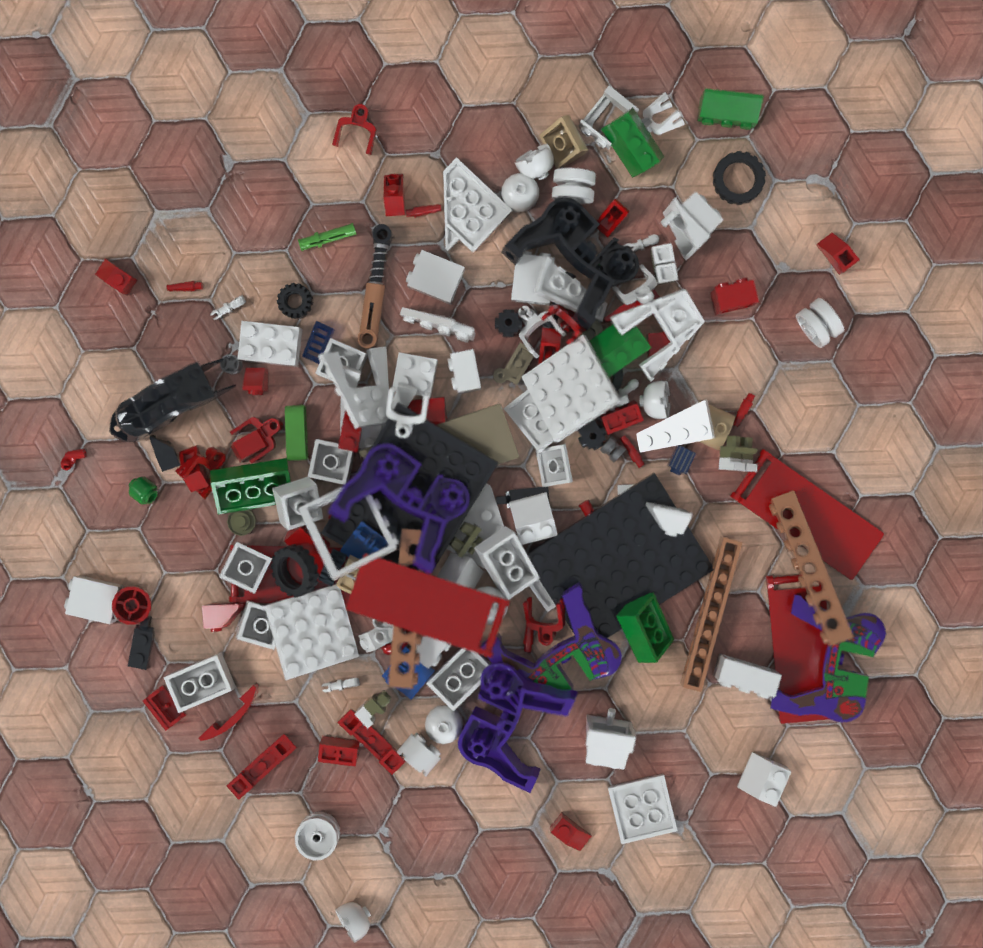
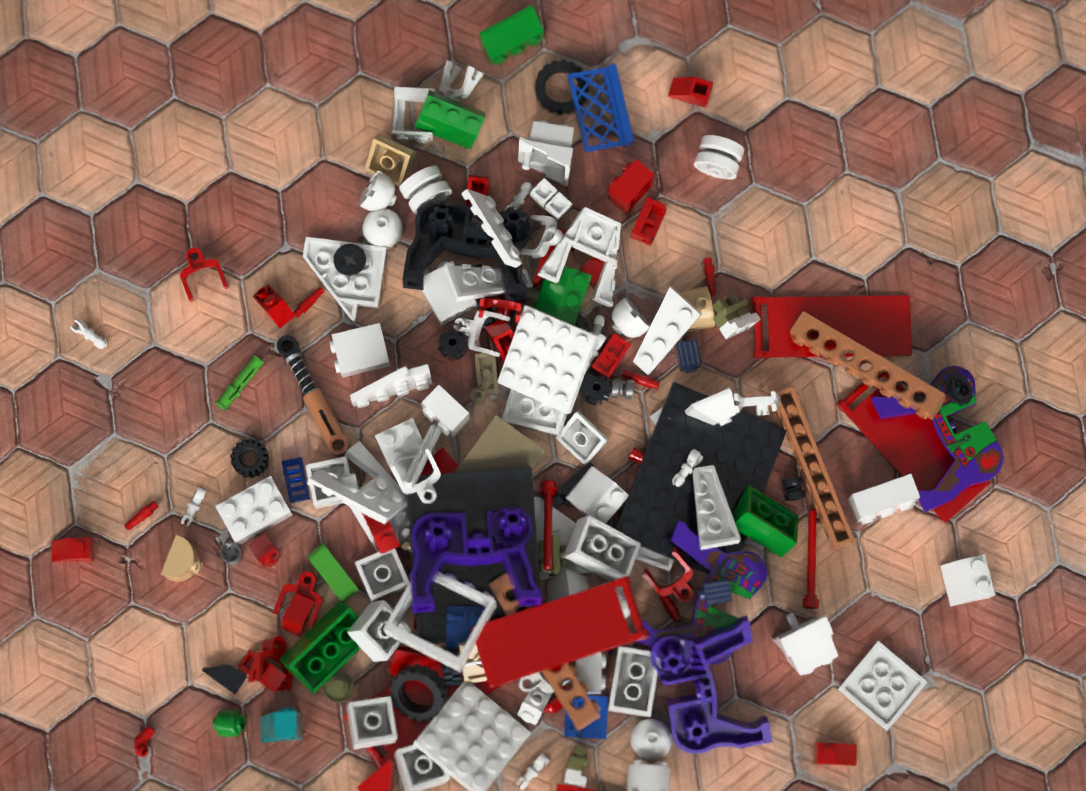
camera: 35 degrees left, 10 degrees down
(163, 401) = (194, 625): black animal -> none
(178, 523) = (281, 726): none -> teal wedge
(189, 344) = (181, 561): none -> tan brick
(240, 116) = (83, 329): none -> white piece
(418, 397) = (421, 457): none -> white axle
(481, 192) = (348, 250): none -> black gear
(501, 486) = (548, 490): none -> red piece
(567, 658) = (715, 592): none -> dark blue brick
(603, 255) = (493, 225): none -> white wing
(609, 598) = (714, 516): none -> white wing
(625, 544) = (693, 460): none -> white piece
(637, 708) = (810, 600): none -> red piece
(683, 622) = (796, 492): none -> black wheel
(709, 536) = (762, 403): none -> white piece
(728, 333) = (649, 221): none -> red hinge
(772, 221) = (617, 104): none -> blue fence
(869, 645) = (965, 392): none -> black gear

